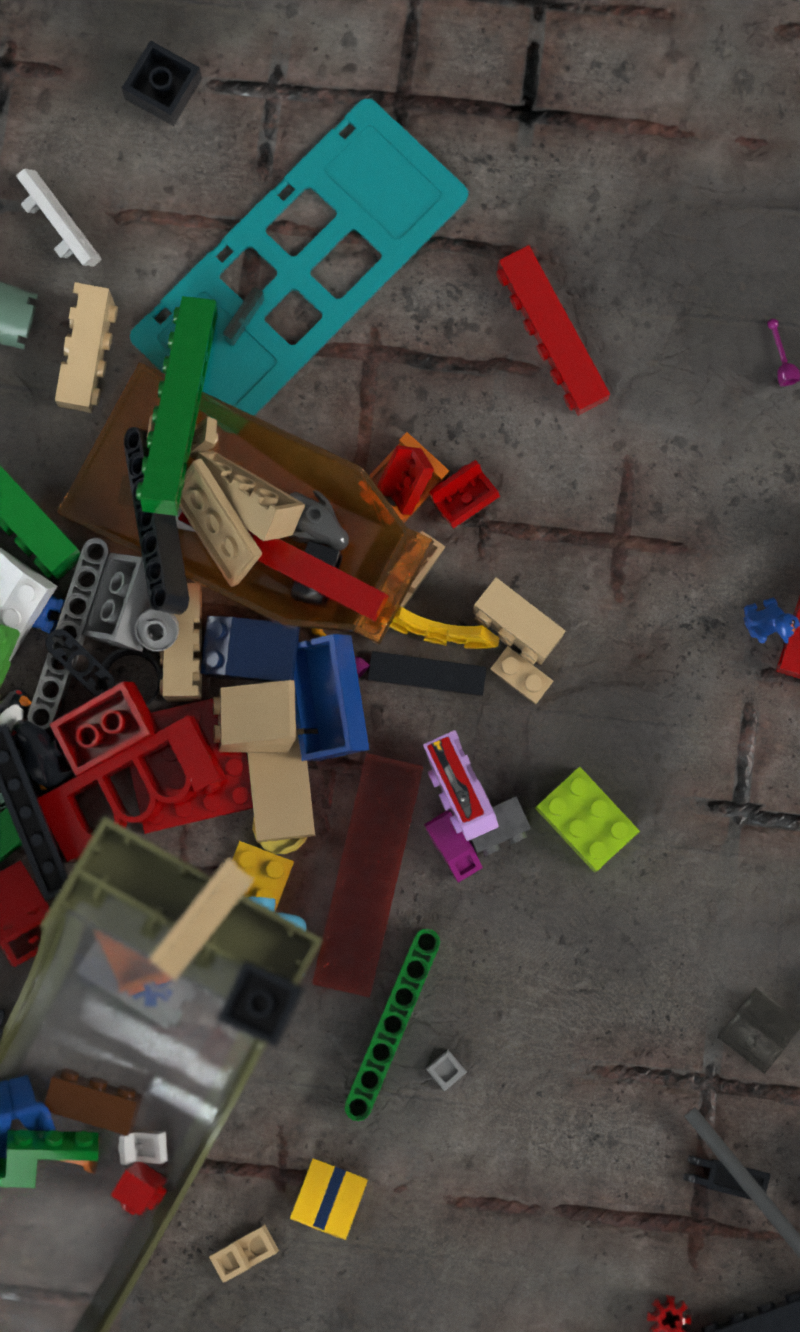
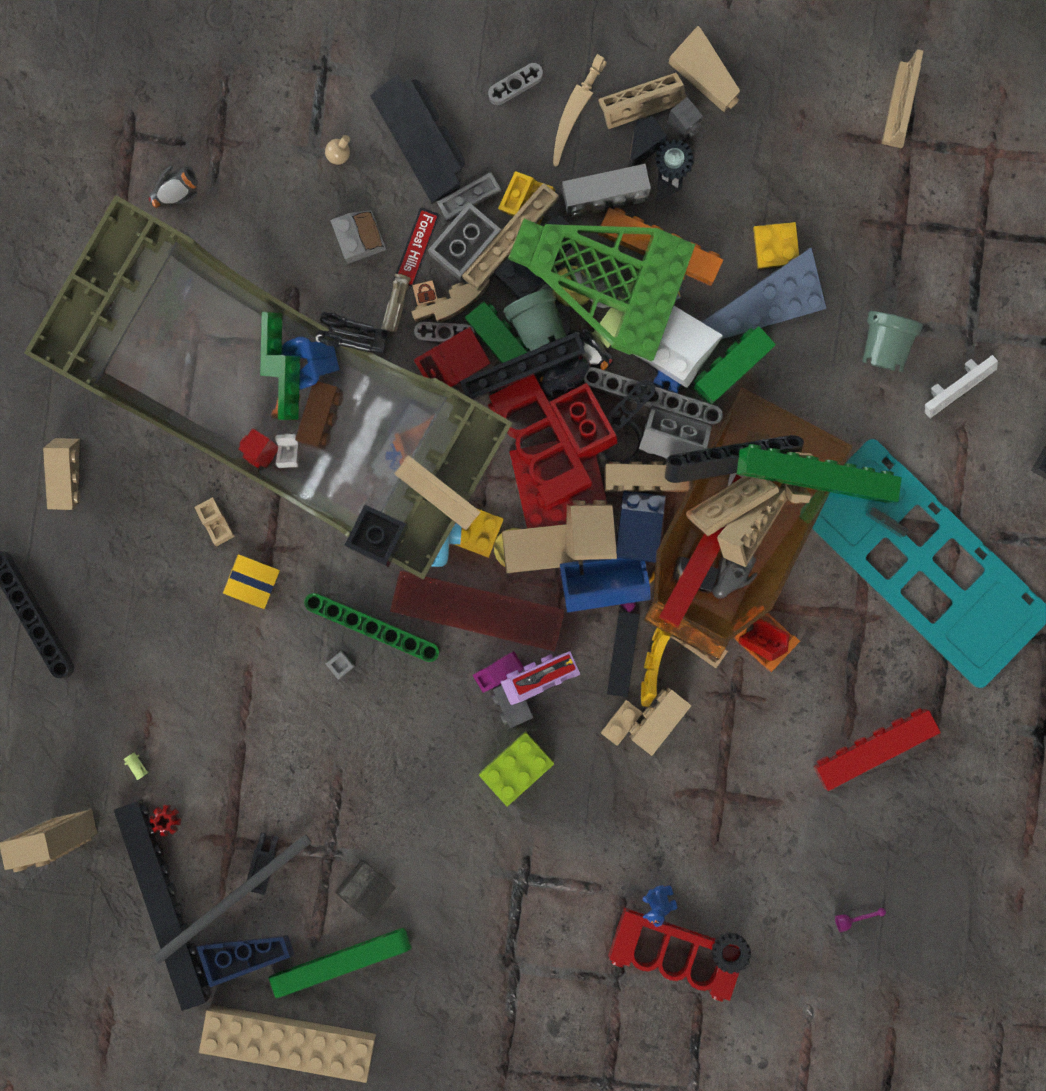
camera: 100 degrees right, 5 degrees up
(86, 348) = (863, 407): tan wedge -> none
(156, 629) = (653, 459): light grey plate -> none
(463, 494) = (754, 682): red bracket -> none

